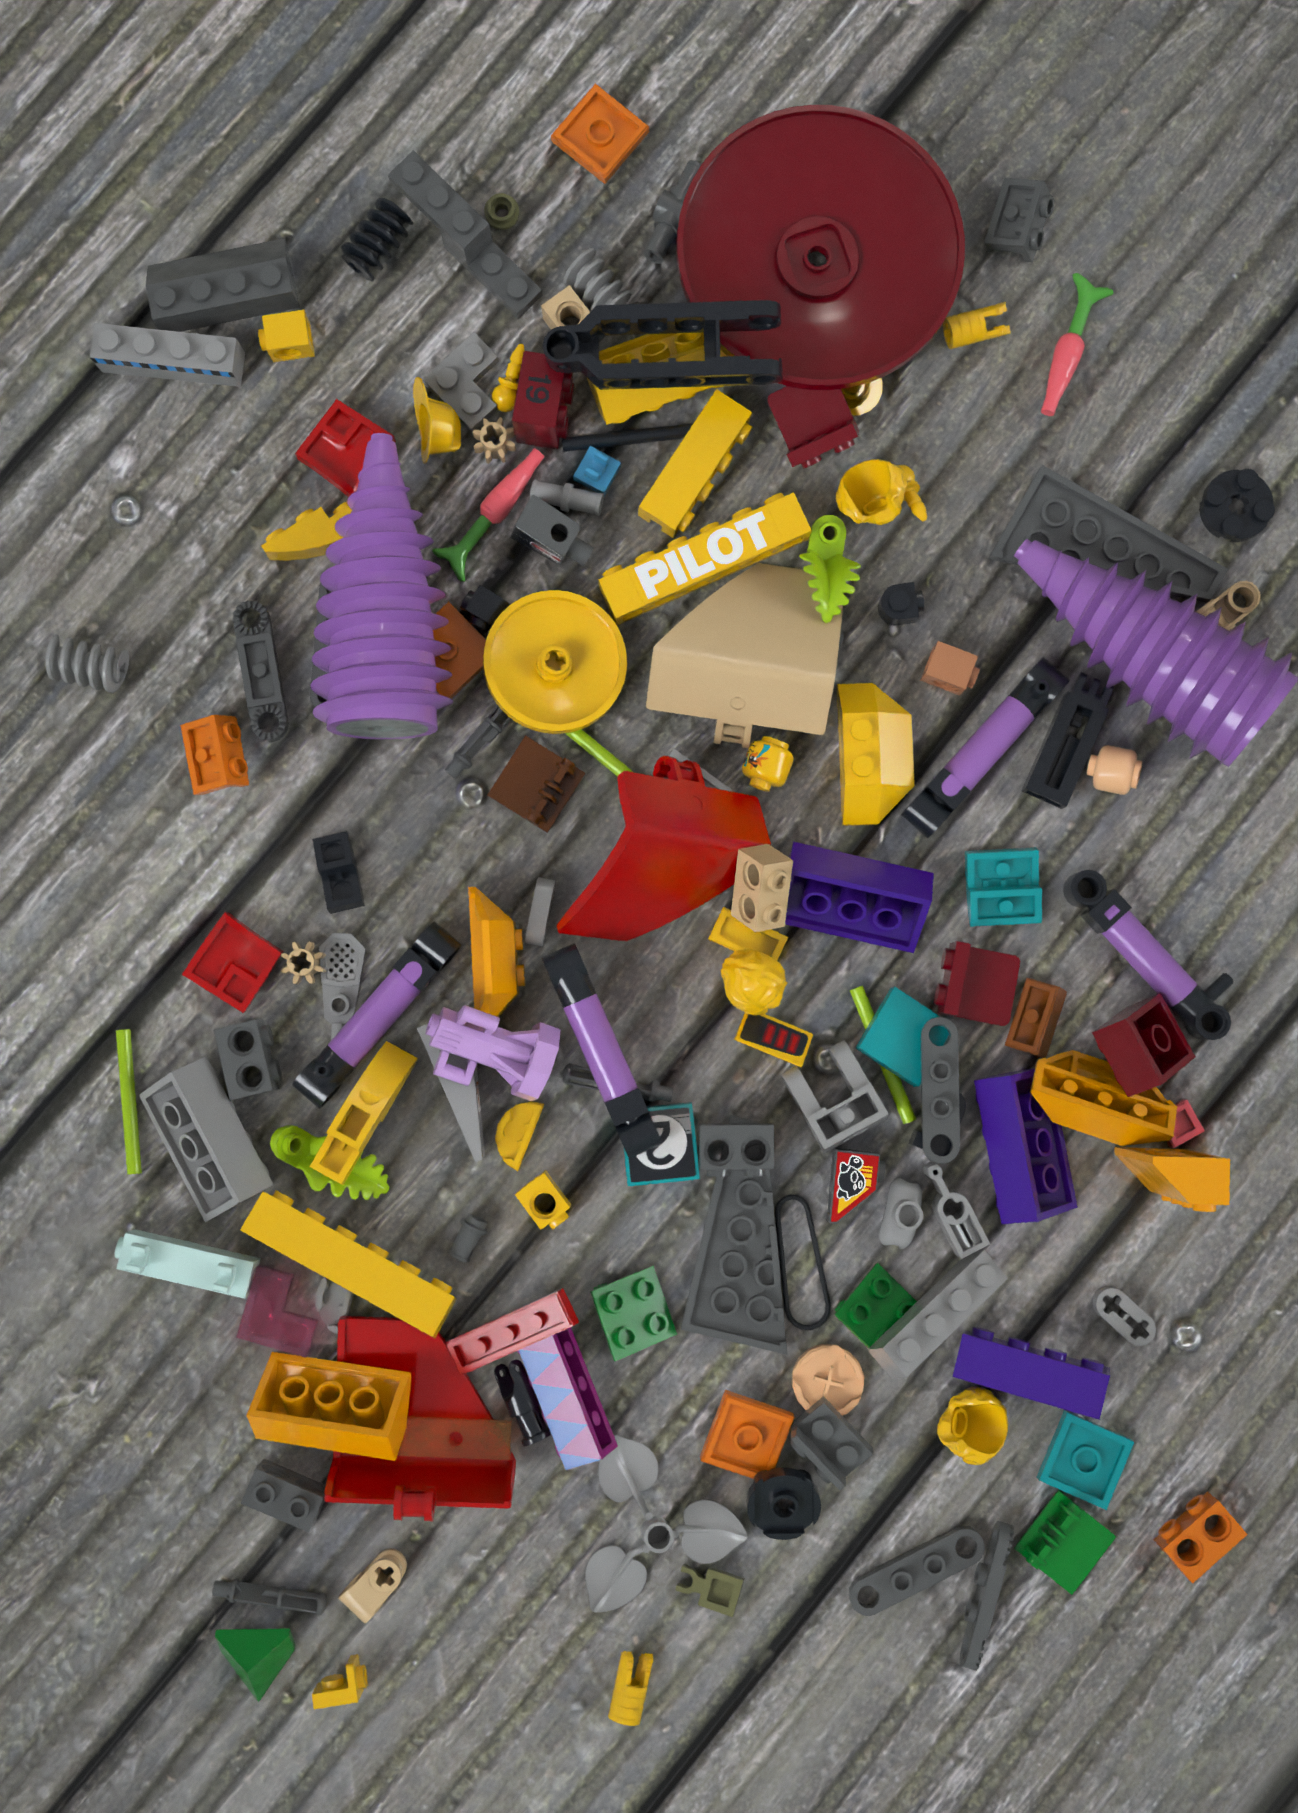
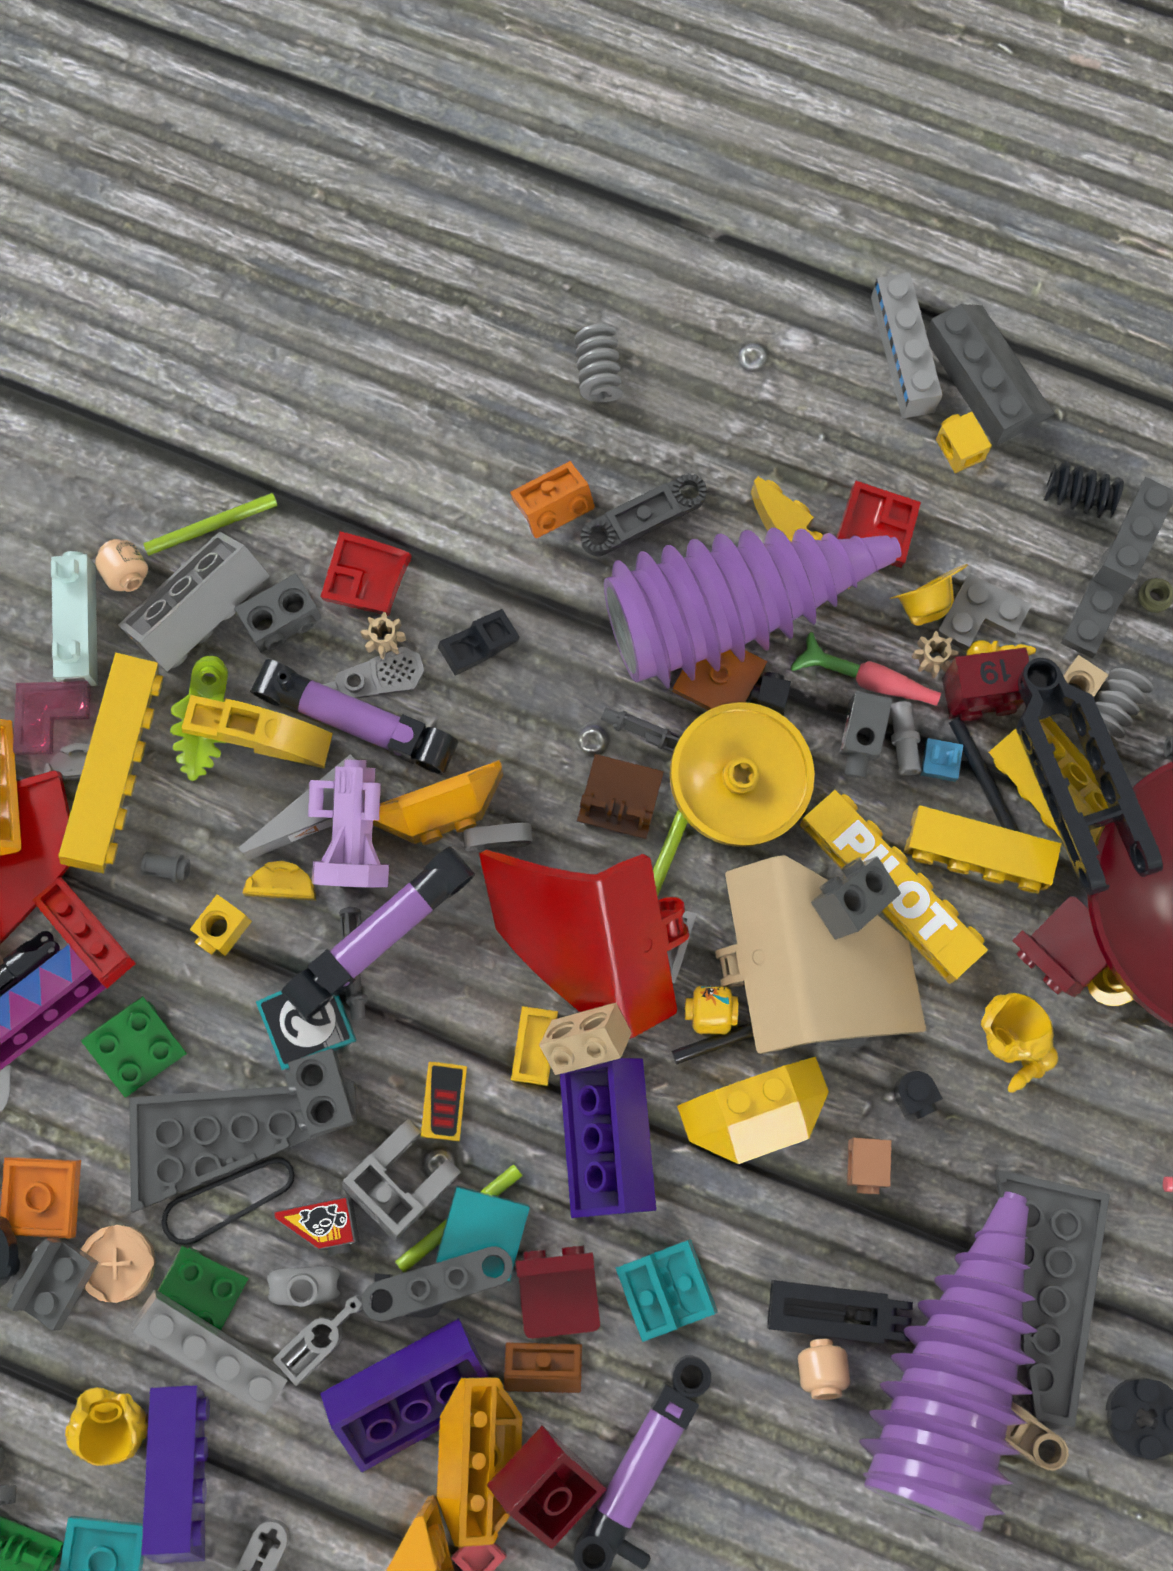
camera: 75 degrees right, 10 degrees down
(146, 1201) = (121, 565): none -> light nougat head
(712, 594) = (855, 897): none -> dark grey brick
(753, 981) = (490, 1060): yellow hair -> none
(796, 773) = (712, 1043): none -> black bar
(829, 567) = (925, 1007): lime plant -> none
(985, 747) = (802, 1225): piece -> none

